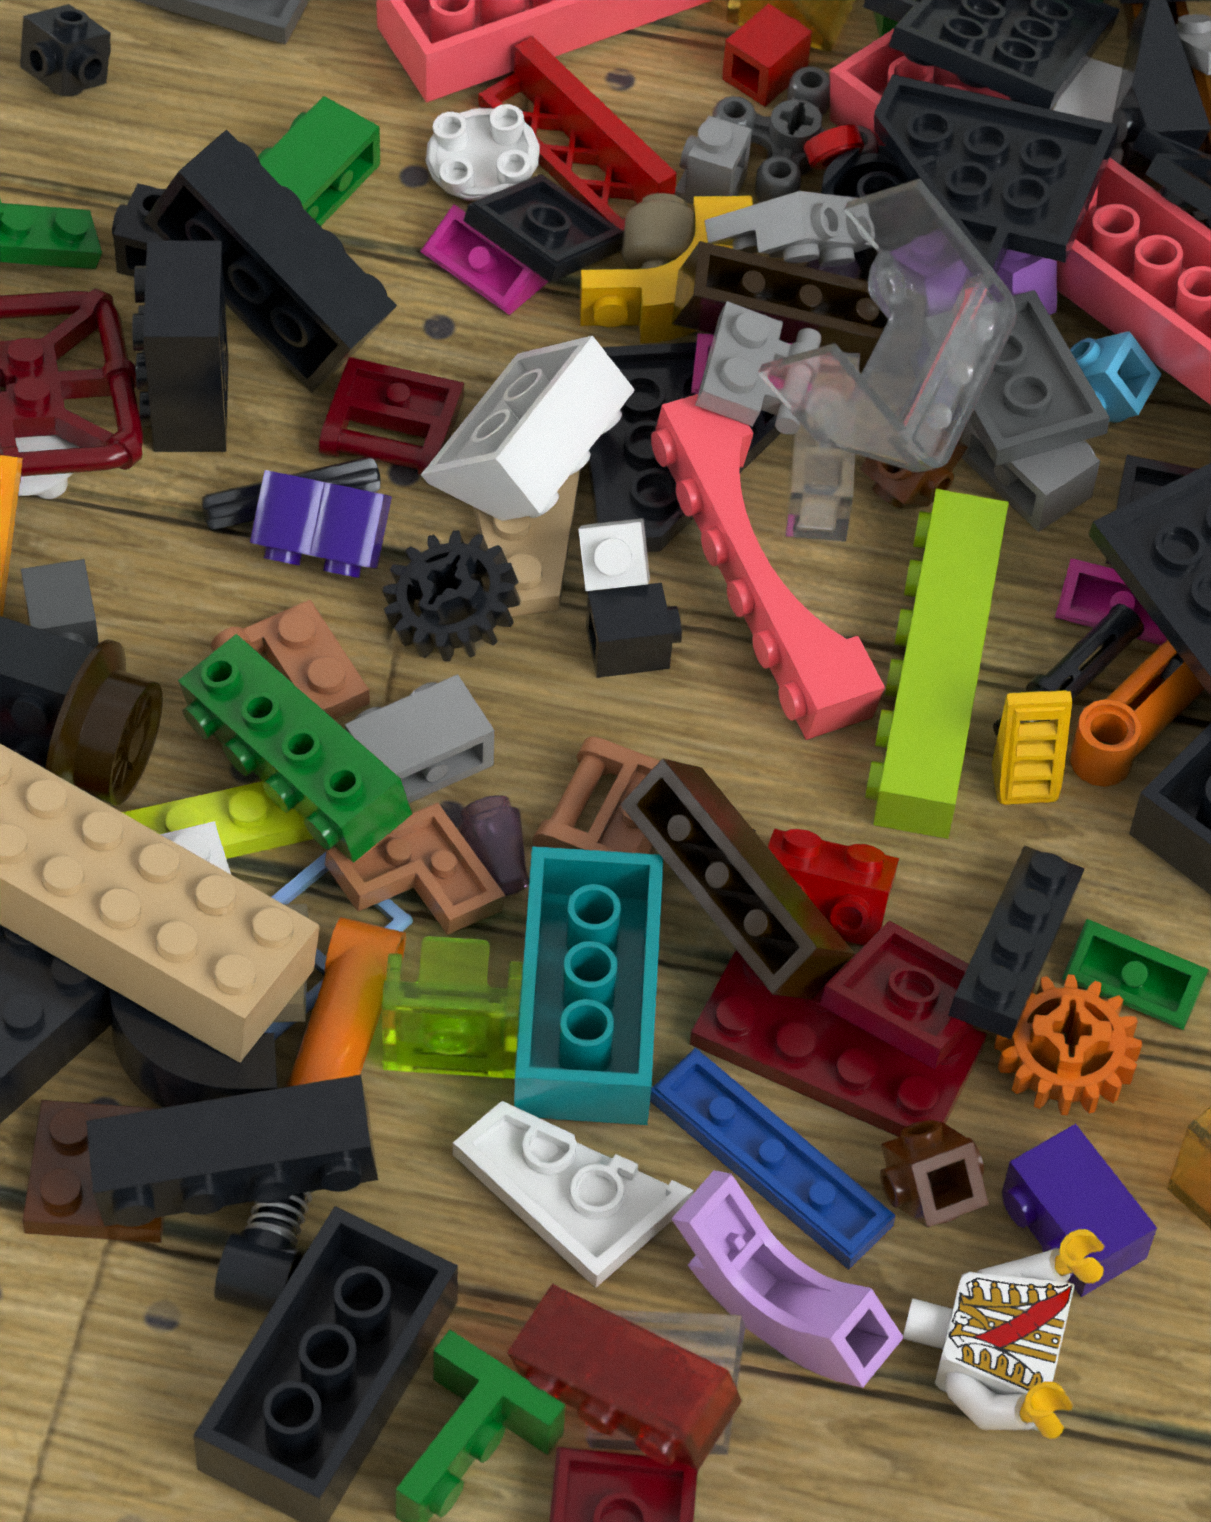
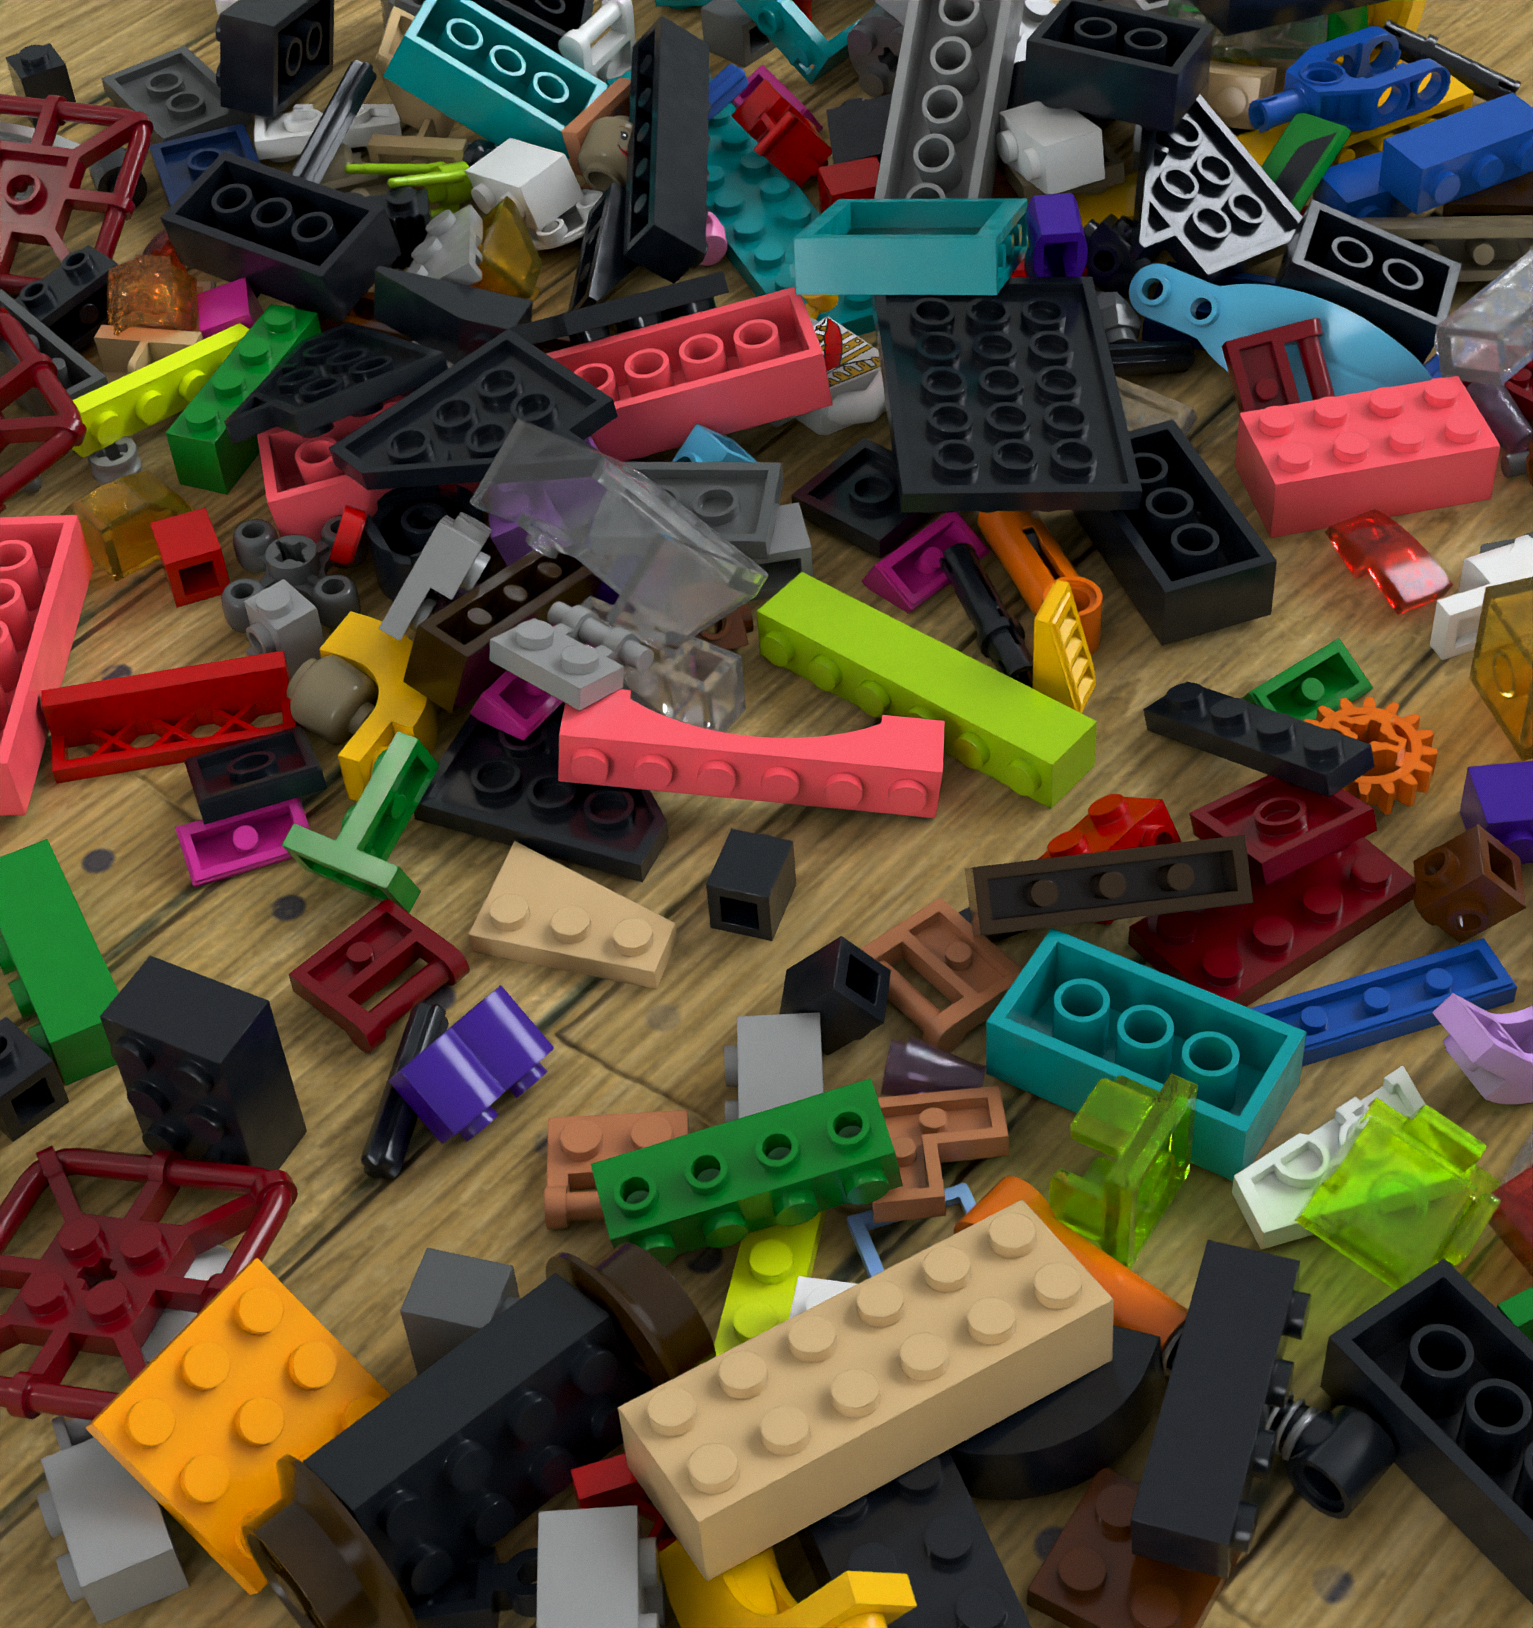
camera: 55 degrees left, 10 degrees down
(278, 263) = (92, 939): black brick -> none
(451, 595) = (610, 1021): black gear -> none
(481, 151) = (124, 792): white dish -> none
(496, 335) = (372, 827): none -> green bracket
(527, 1224) = (1403, 1194): none -> clear neon green panel
(531, 738) = (842, 986): none -> black brick
(532, 430) = (493, 857): white slope -> none
(614, 554) = (676, 851): white brick -> none

